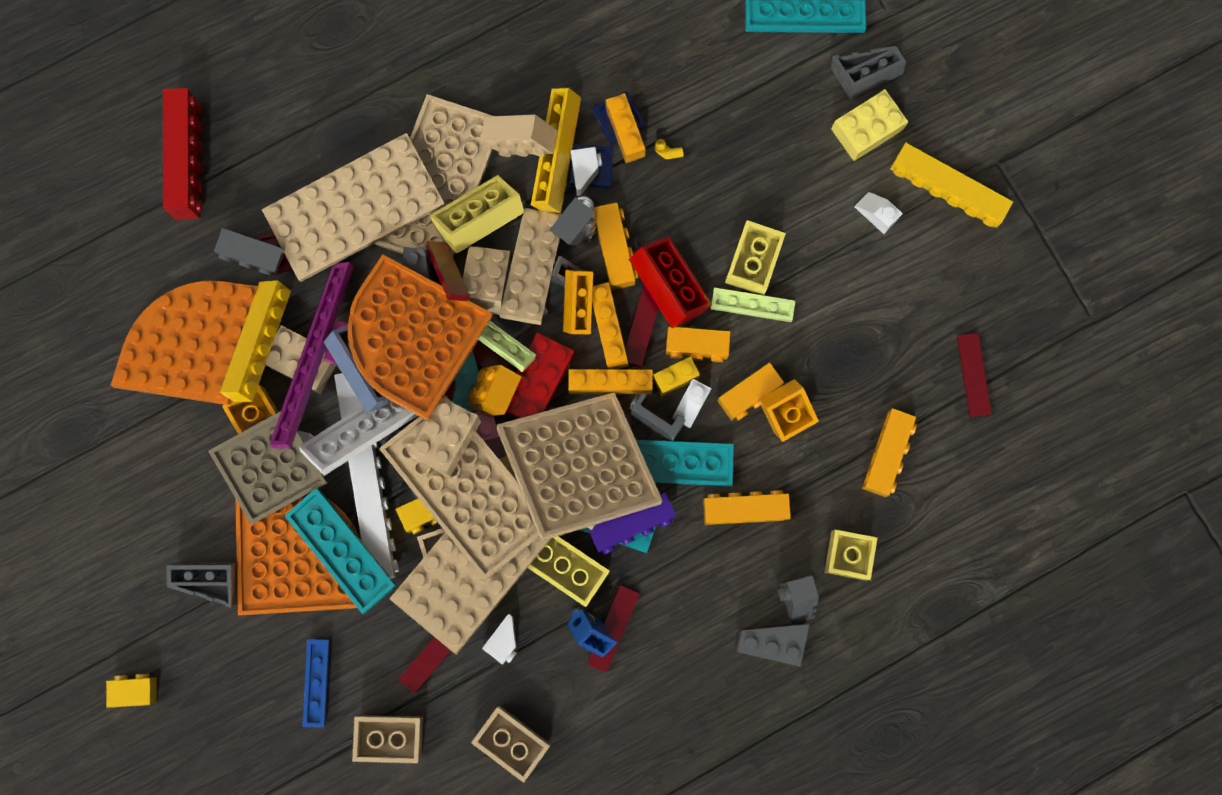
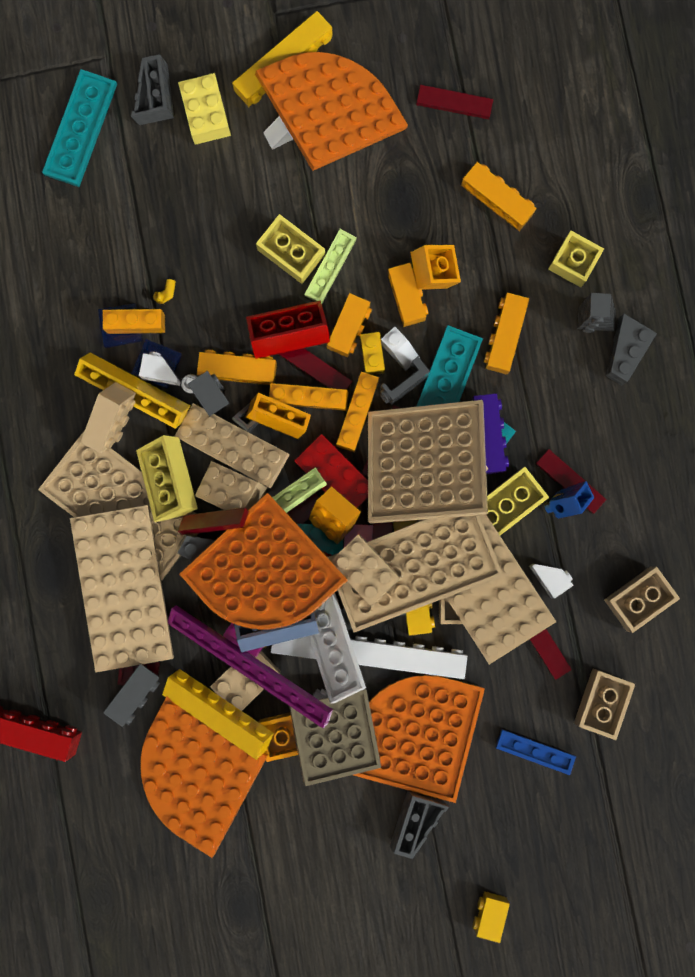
camera: 70 degrees left, 5 degrees up
(340, 550) = (430, 695): teal plate -> none
(919, 248) = (330, 105): none -> orange plate

